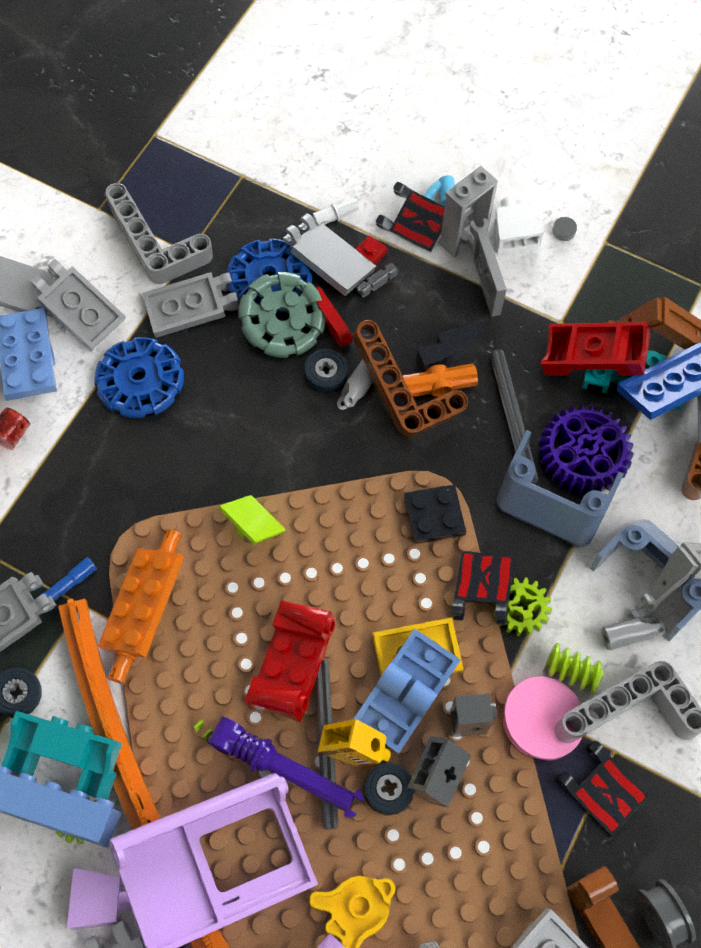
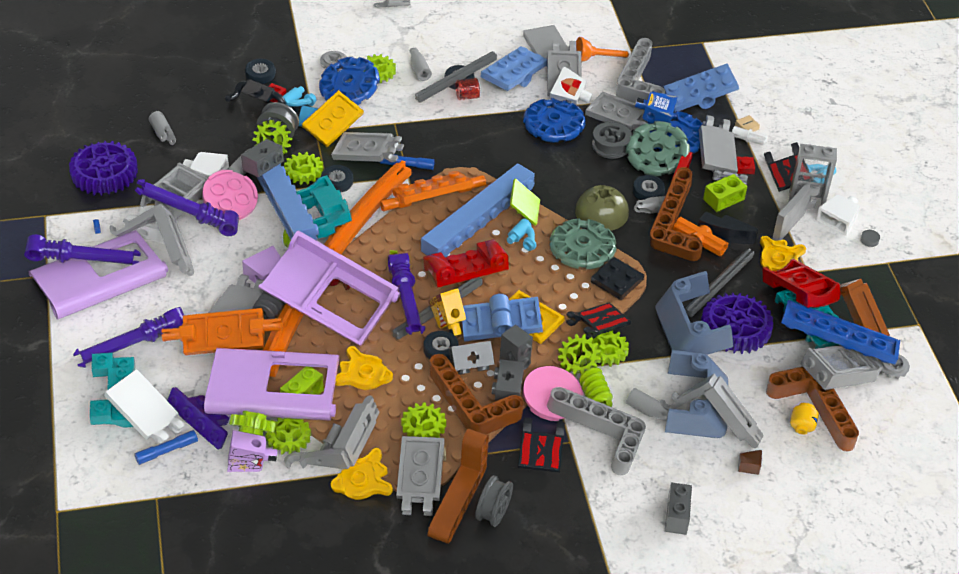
camera: 50 degrees right, 20 degrees down
(69, 255) = (588, 50): none -> orange piece
(114, 324) = (570, 88): none -> white torso
(221, 584) = (475, 213): none -> medium blue brick
(224, 333) = (611, 139): none -> dark grey wheel
(232, 197) = (703, 88): none -> medium blue plate
(232, 266) = (657, 107): none -> blue torso
(283, 555) = (520, 229): none -> medium azure plant
(310, 452) = (604, 206): none -> olive piece
(316, 199) = (747, 123): none -> tan tile
(358, 522) = (568, 238): none -> sand green plate
(396, 304) = (725, 192): none -> lime brick
(495, 825) = (465, 405): none -> dark orange beam
(496, 743) = (509, 379): none -> dark grey brick
(499, 917) = (423, 421): none -> lime gear
(508, 647) = (571, 353): none -> lime gear
(522, 331) = (777, 253): none -> yellow tile

